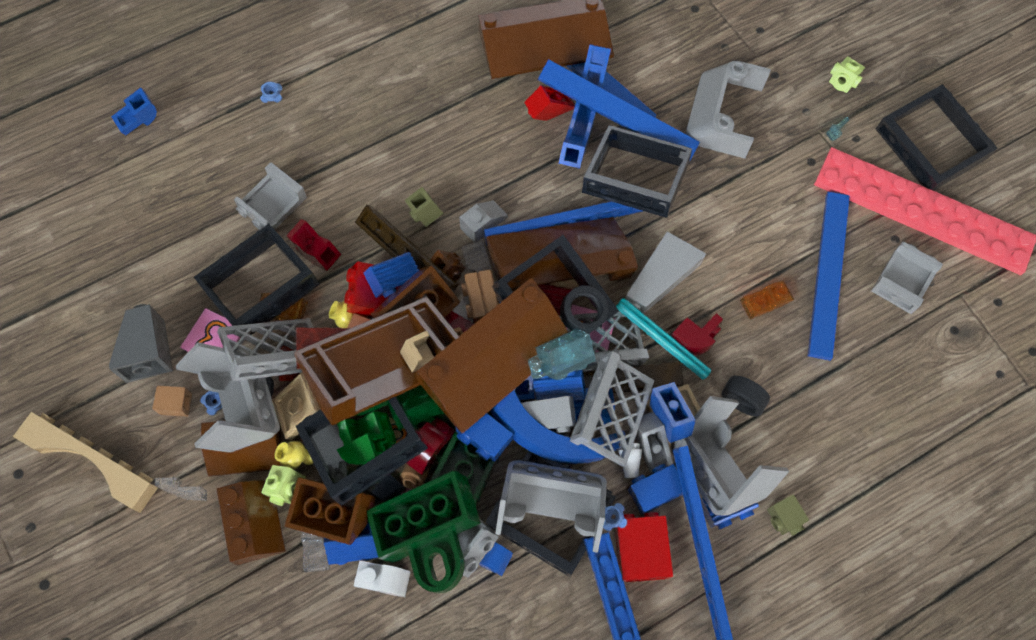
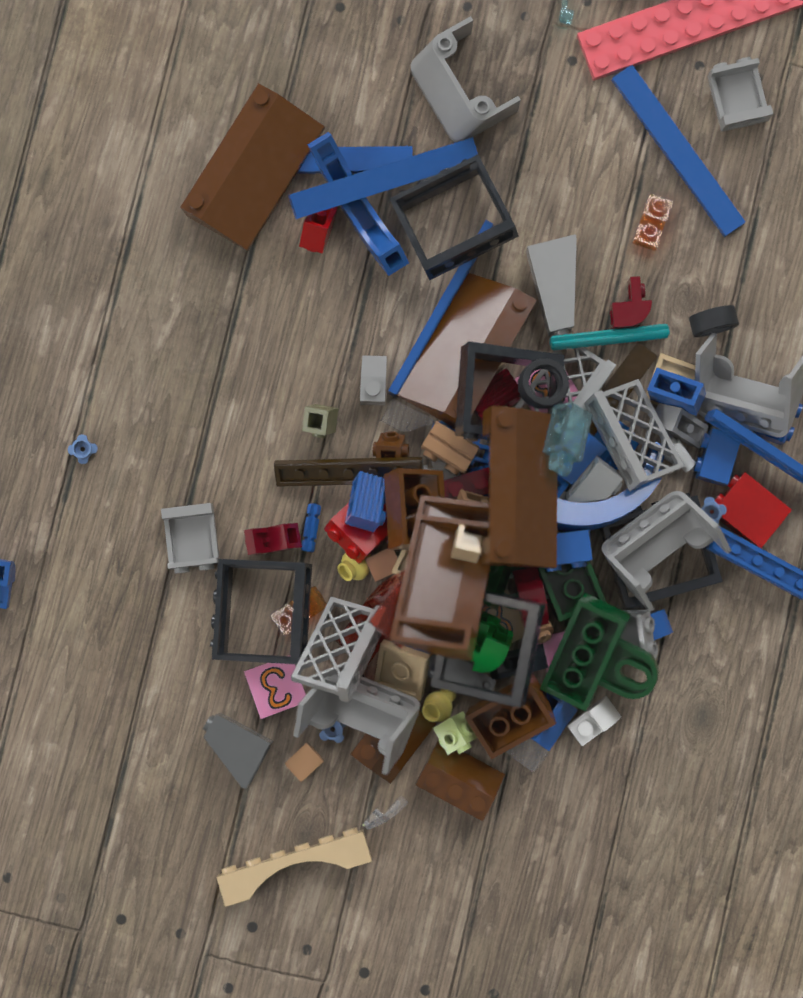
camera: 45 degrees left, 15 degrees up
(342, 268) = (311, 527): none -> blue axle

